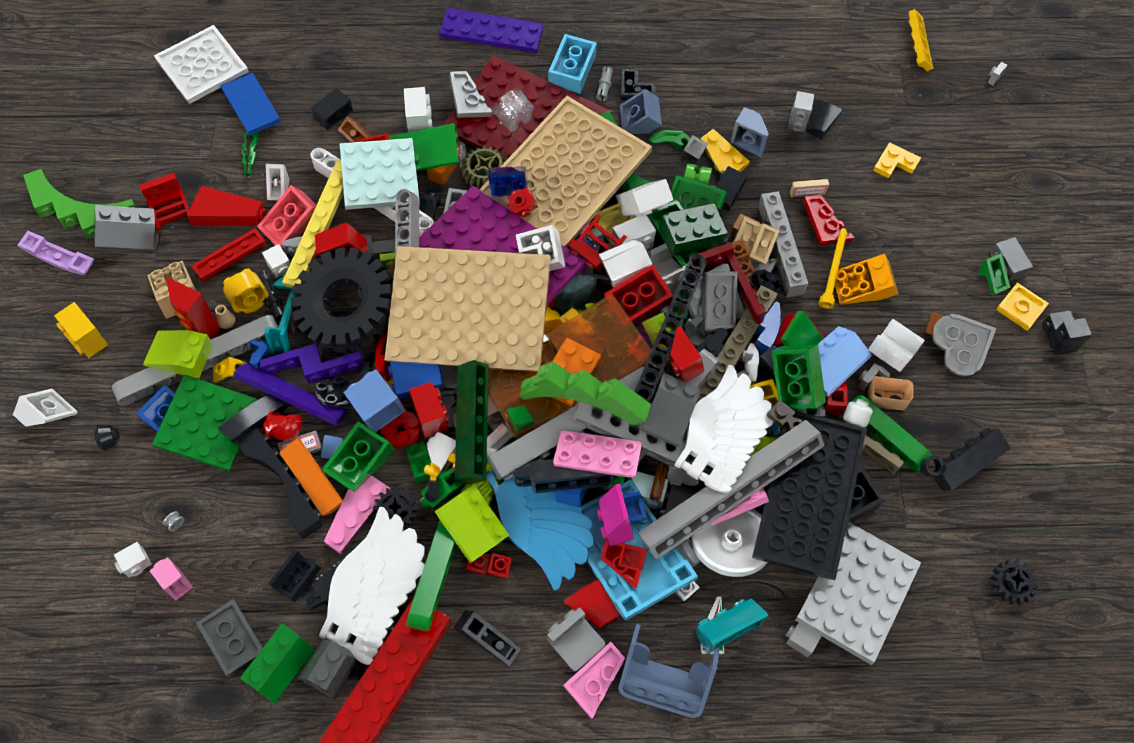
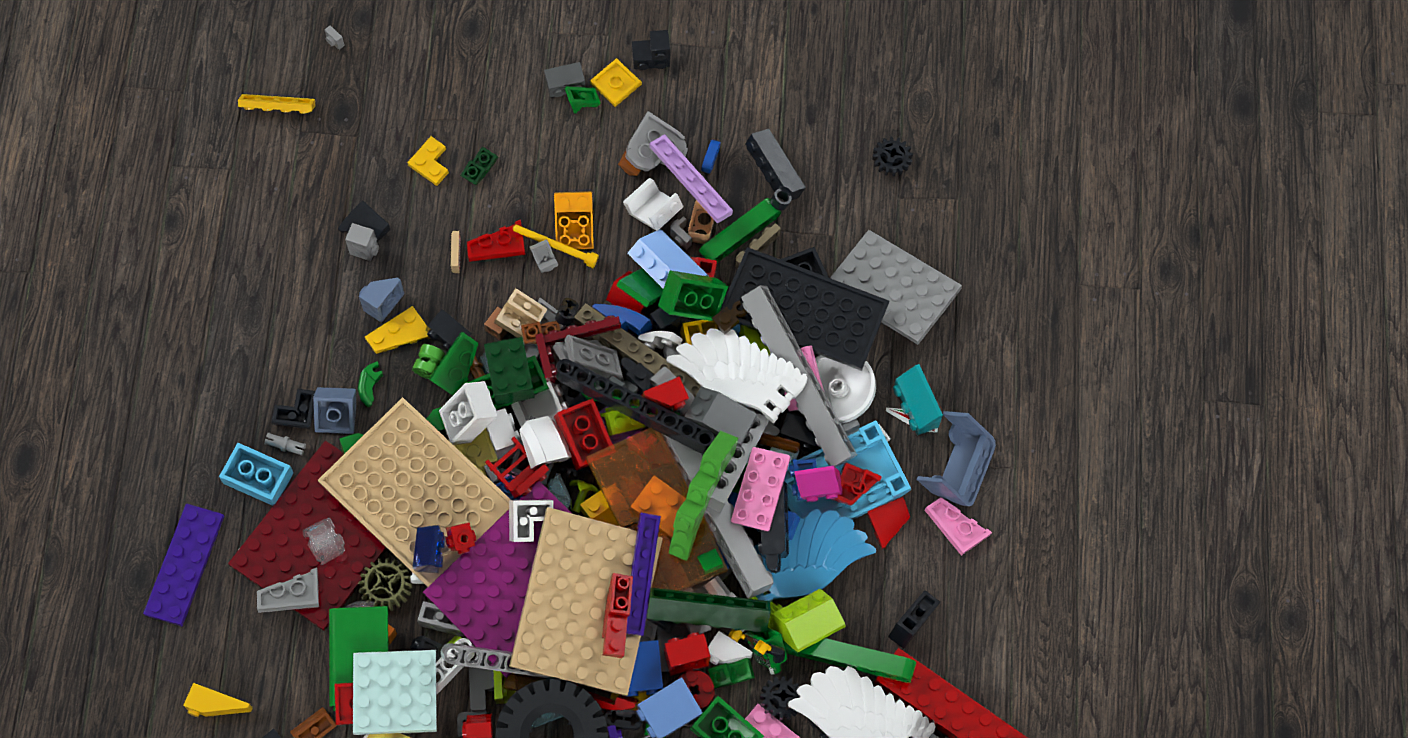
camera: 85 degrees left, 5 degrees up
(375, 57) = (212, 703): none -> yellow slope
(417, 109) = (303, 651): white brick -> none
(452, 332) = (616, 615): none -> red slope
(490, 565) = (845, 604): red slope -> none
(499, 352) = (642, 571): none -> dark purple tile
(575, 639) = (921, 539): light grey bracket -> none
(695, 147) = (387, 358): light grey plate -> none
(784, 248) = (498, 291): light grey brick -> none
(802, 639) = (932, 342): light grey brick -> none
(820, 258) = (544, 256): none -> light grey bracket
(858, 413) = (726, 253): white head -> none
(897, 199) = (480, 166): none -> dark green slope
(930, 372) = (691, 178): none -> lavender plate
(964, 398) = (711, 156): none -> blue beam

